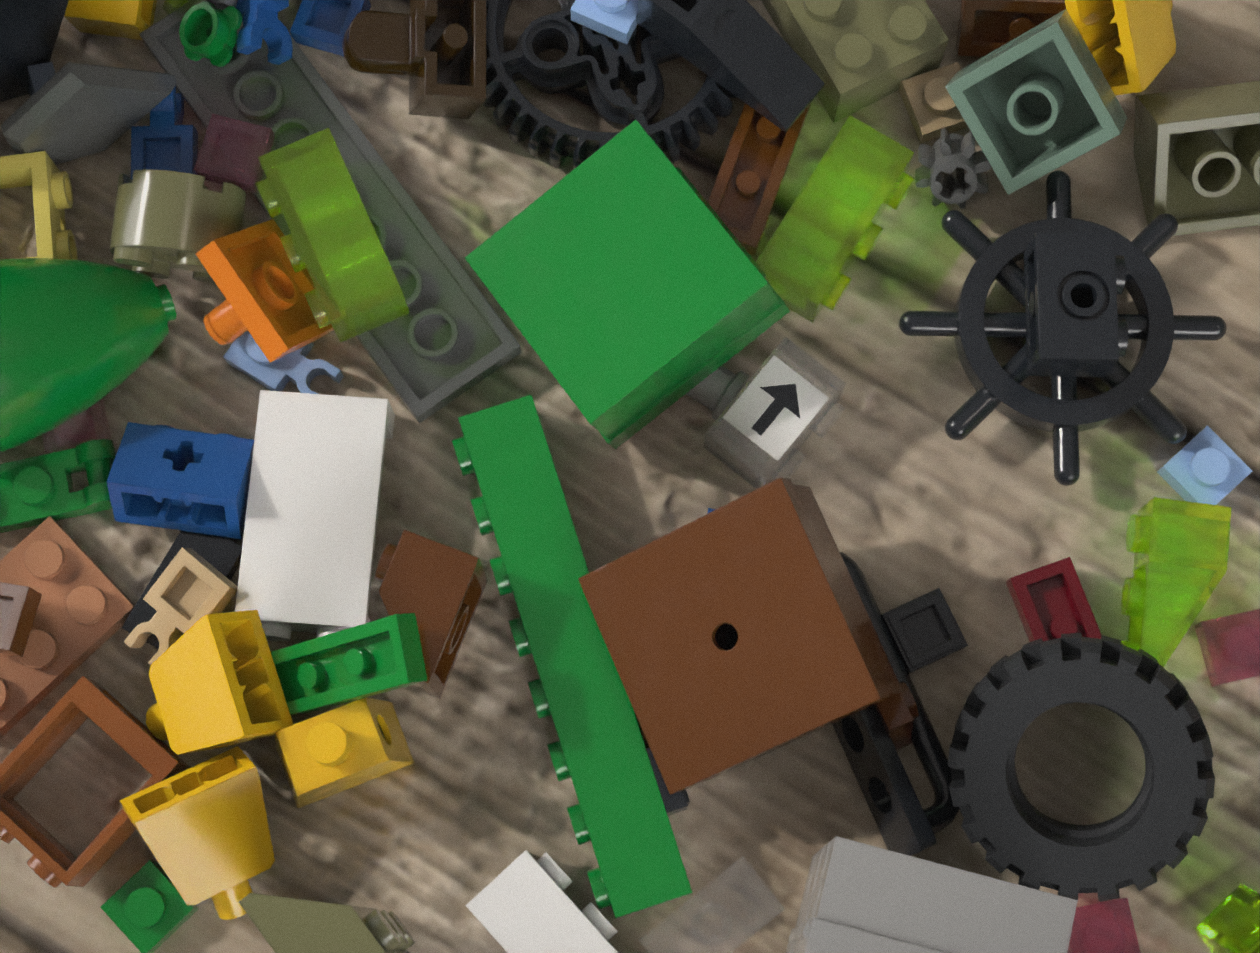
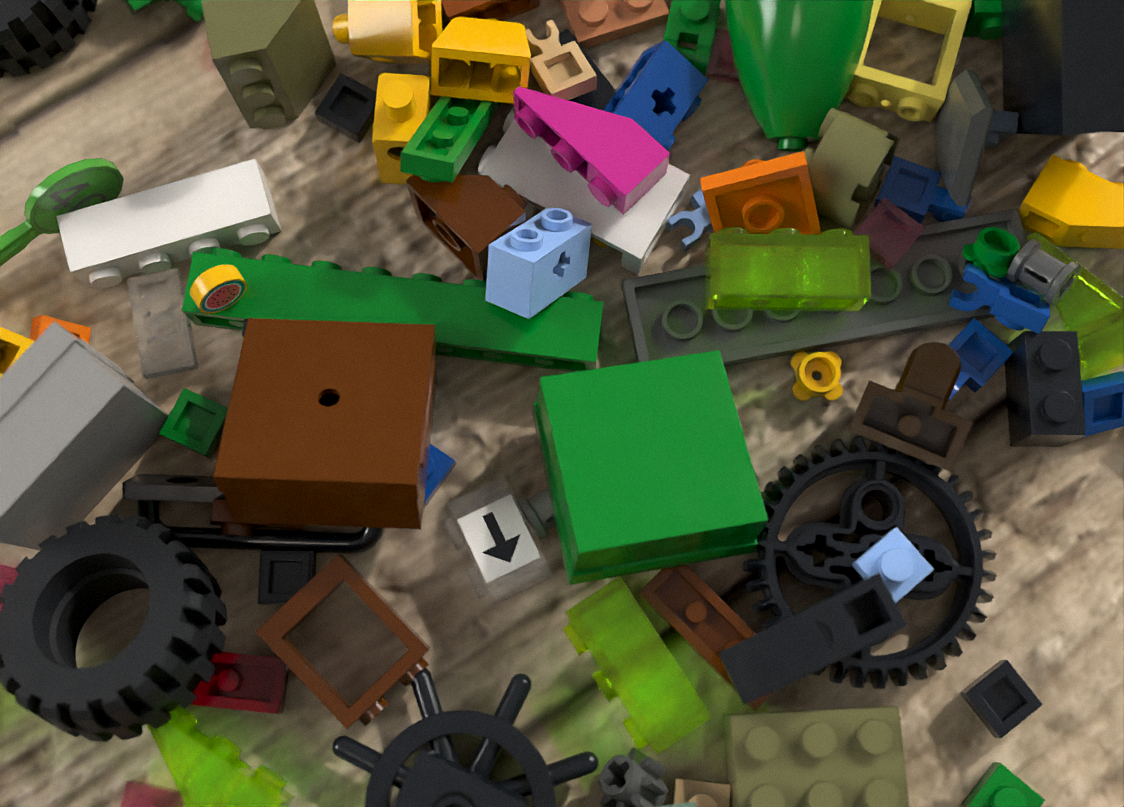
camera: 115 degrees right, 0 degrees up
(280, 484) = (603, 147): none -> dark pink slope
(340, 839) = (348, 108): none -> black plate
(424, 154) = (827, 365): none -> yellow plate
(448, 502) = (538, 261): none -> light blue brick
(651, 849) = (218, 288): none -> tile
(806, 816) = (195, 423): none -> green plate
(938, 579) = (304, 603): none -> reddish brown window

